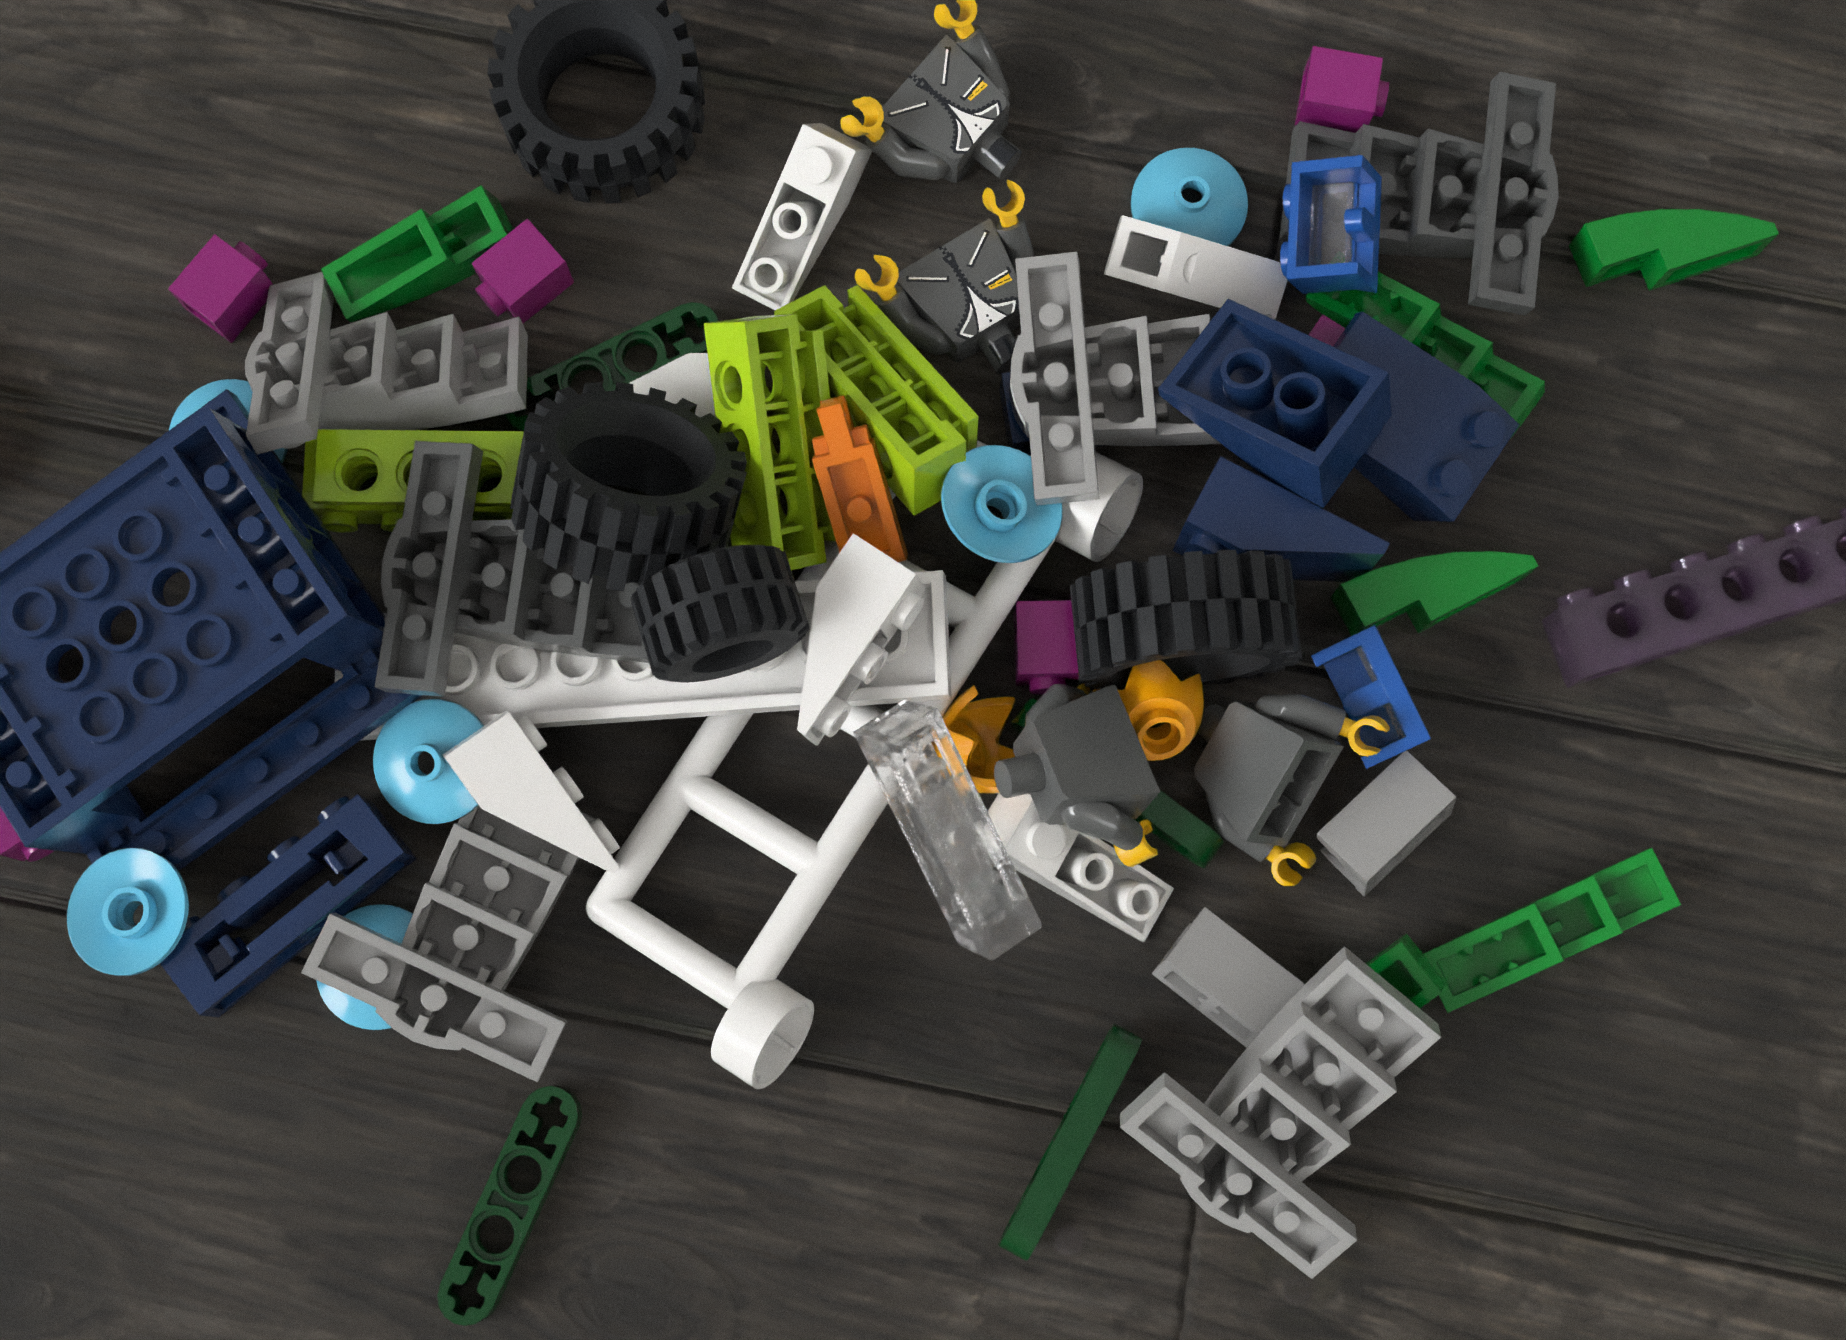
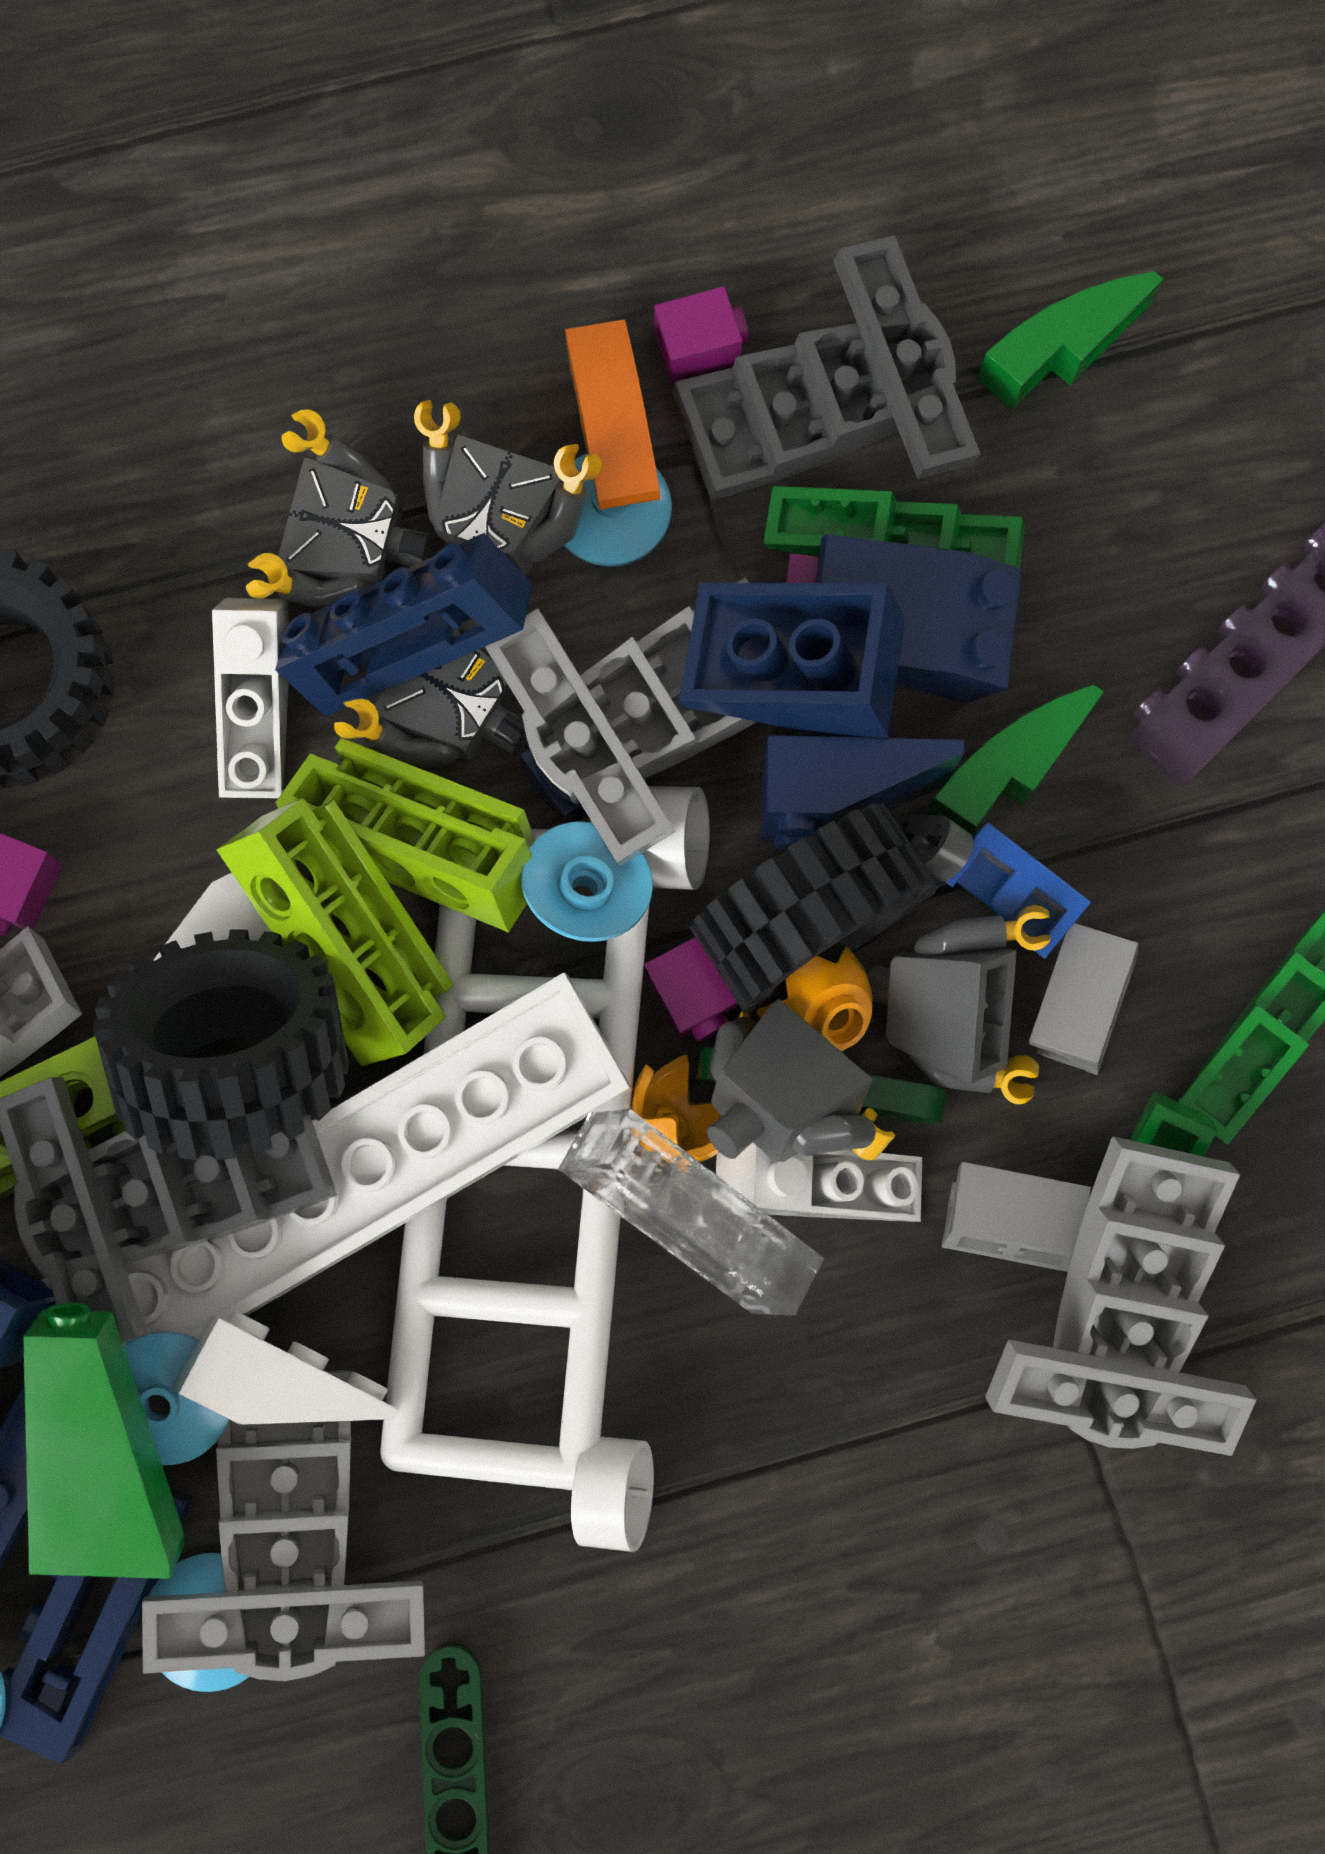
camera: 30 degrees left, 0 degrees up
(349, 770) = (90, 1455): none -> green slope
(609, 355) = (135, 921): dark green beam -> none
(719, 613) = (375, 1123): black tyre -> none
(853, 619) = (505, 1061): white slope -> none
(854, 482) = (441, 936): orange hinge -> none
(958, 212) = (405, 624): none -> dark blue brick
(1070, 1142) = (949, 1446): dark green beam -> none
(1091, 151) = (509, 497): none -> dark grey torso
(1194, 267) = (648, 567): white slope -> none
(1229, 123) = (612, 413): none -> orange slope
(1321, 623) = (938, 842): none -> dark grey beam
(1332, 225) = (757, 466): blue window -> none

